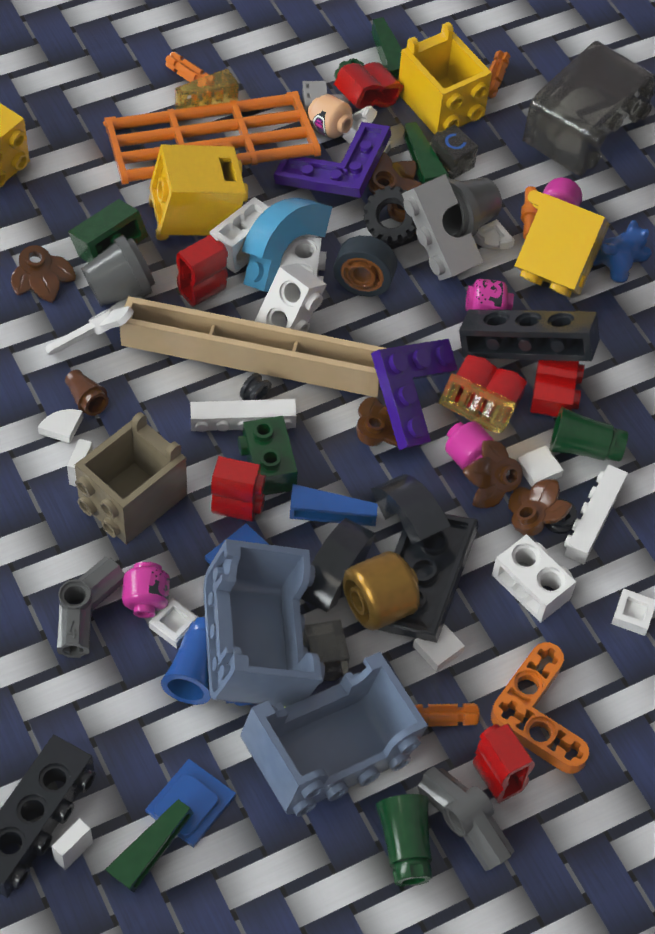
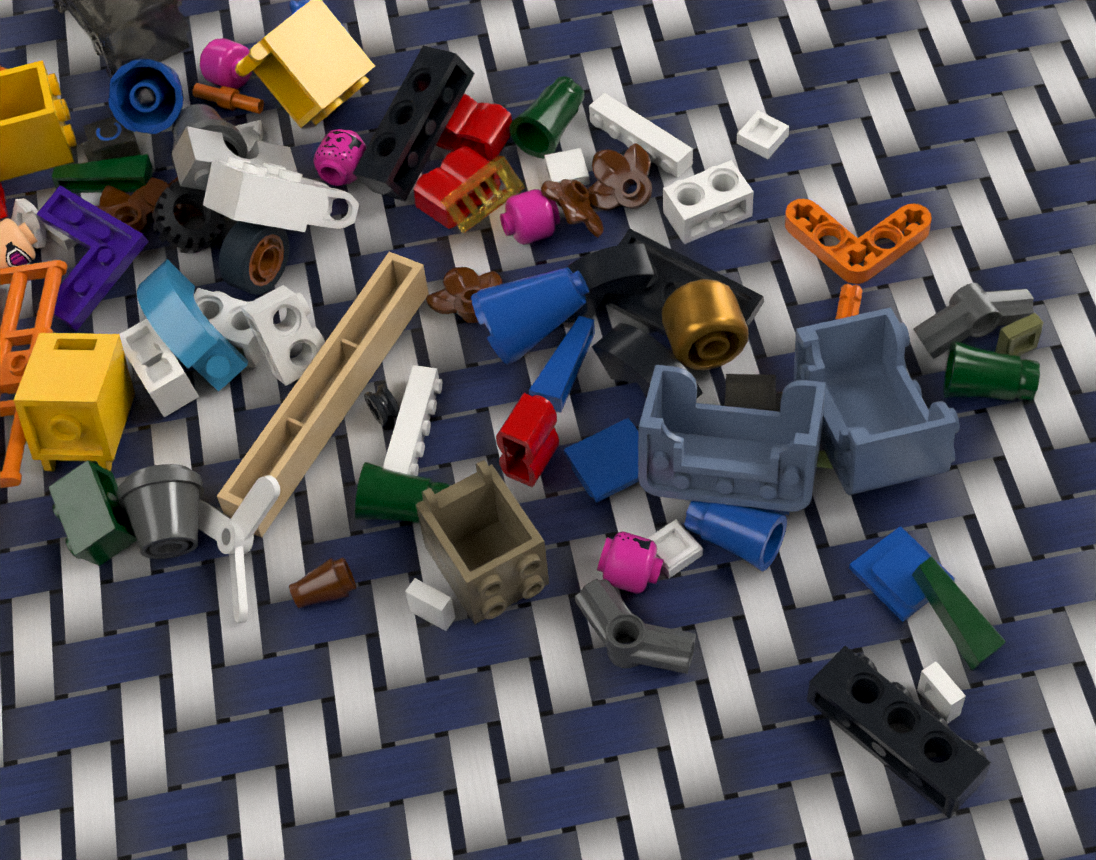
camera: 65 degrees left, 0 degrees up
(43, 276) = (121, 608): reddish brown plate -> none
(61, 424) = (361, 621): white tile -> none
(170, 410) = (391, 494): none -> dark green plant
(202, 270) = (198, 417): red brick -> none
(269, 445) = (476, 405): dark green brick -> none
(354, 454) = (528, 310): none -> blue cone
(396, 371) = (417, 247): dark purple plate -> none
(412, 259) = (273, 196): none -> white brick
(442, 652) = (773, 309): white tile -> none
(459, 861) = (1020, 336): none -> olive tile
(496, 152) = (146, 96): none -> blue cone
(502, 762) = (927, 268): red brick -> none

